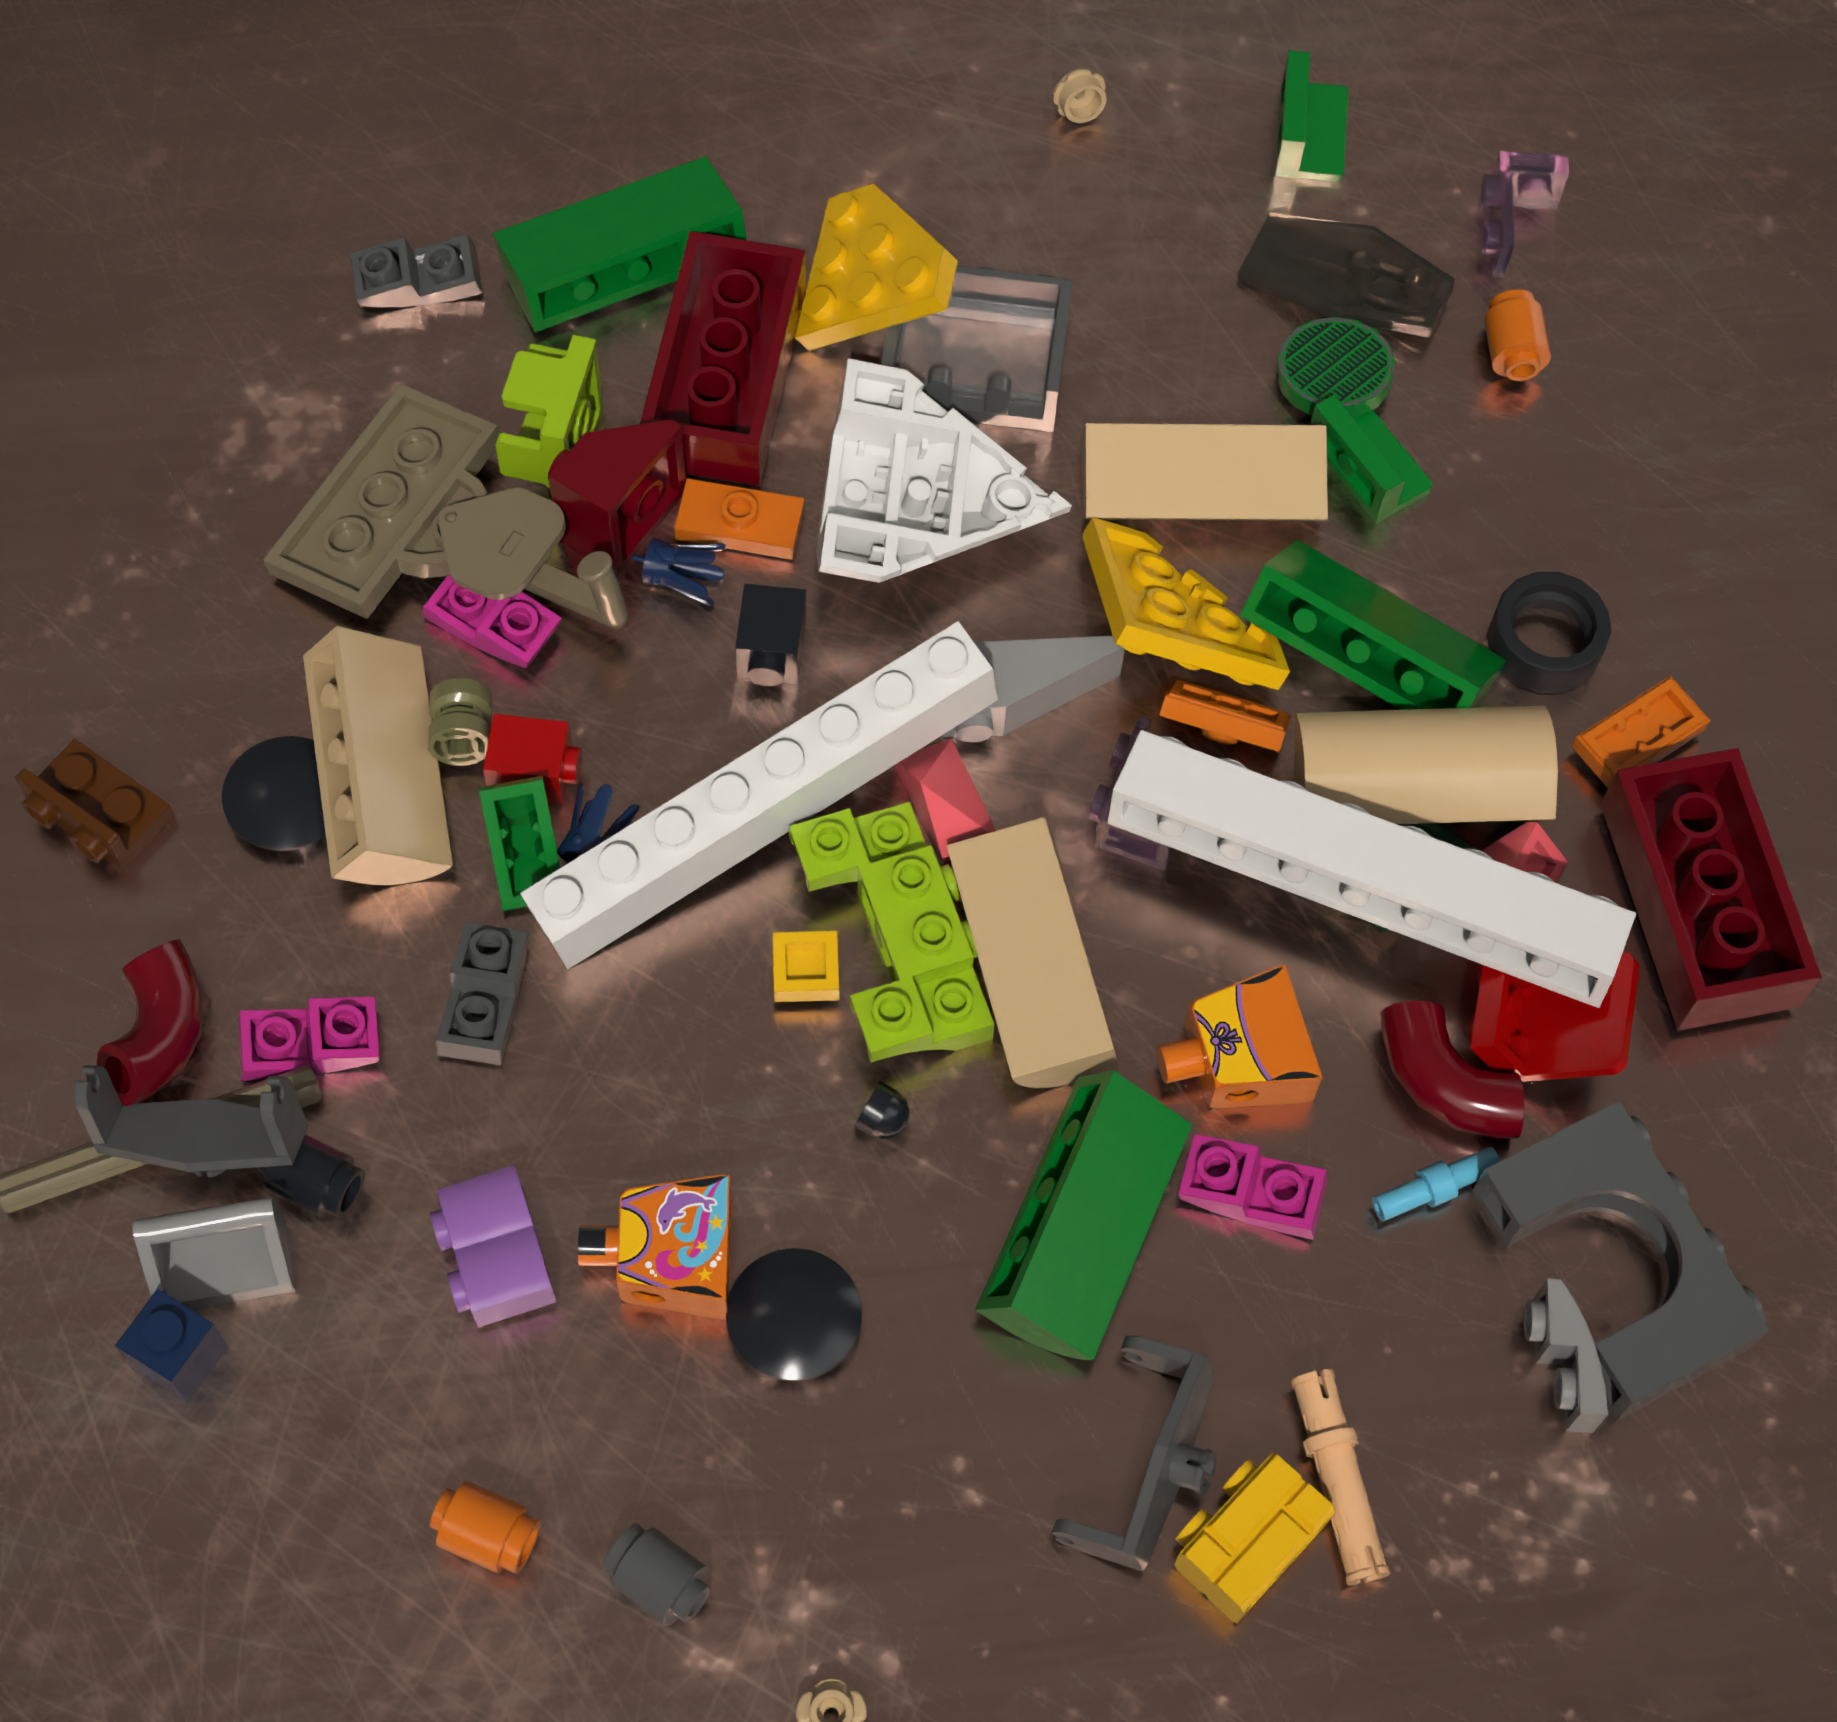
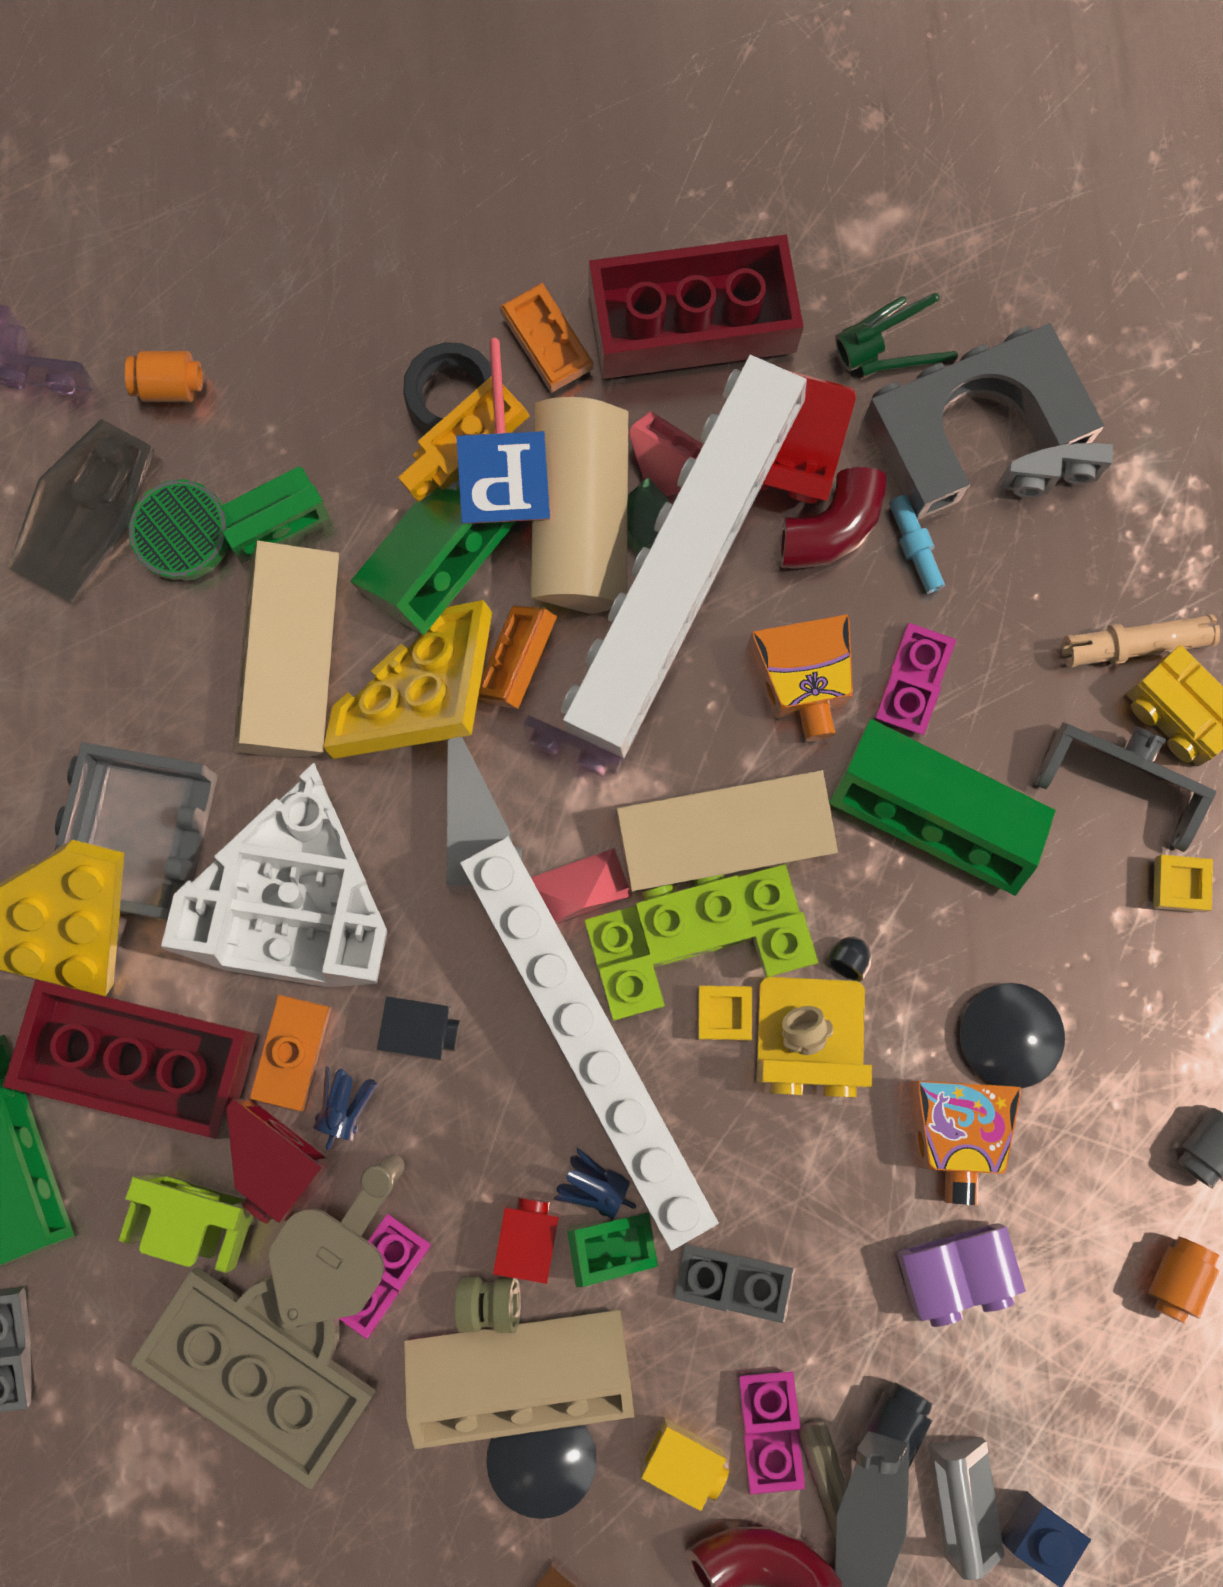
camera: 90 degrees left, 15 degrees up
(276, 936) = (684, 1465): none -> yellow brick
(780, 1066) = (839, 1063): none -> yellow bracket
(786, 1046) = (806, 1030): none -> tan plate
(1007, 1532) = (1183, 883): none -> yellow plate
(1447, 662) = (502, 472): none -> blue piece
(1486, 630) = (437, 455): none -> light orange hinge
(1703, 1106) = (863, 342): none -> dark green plant

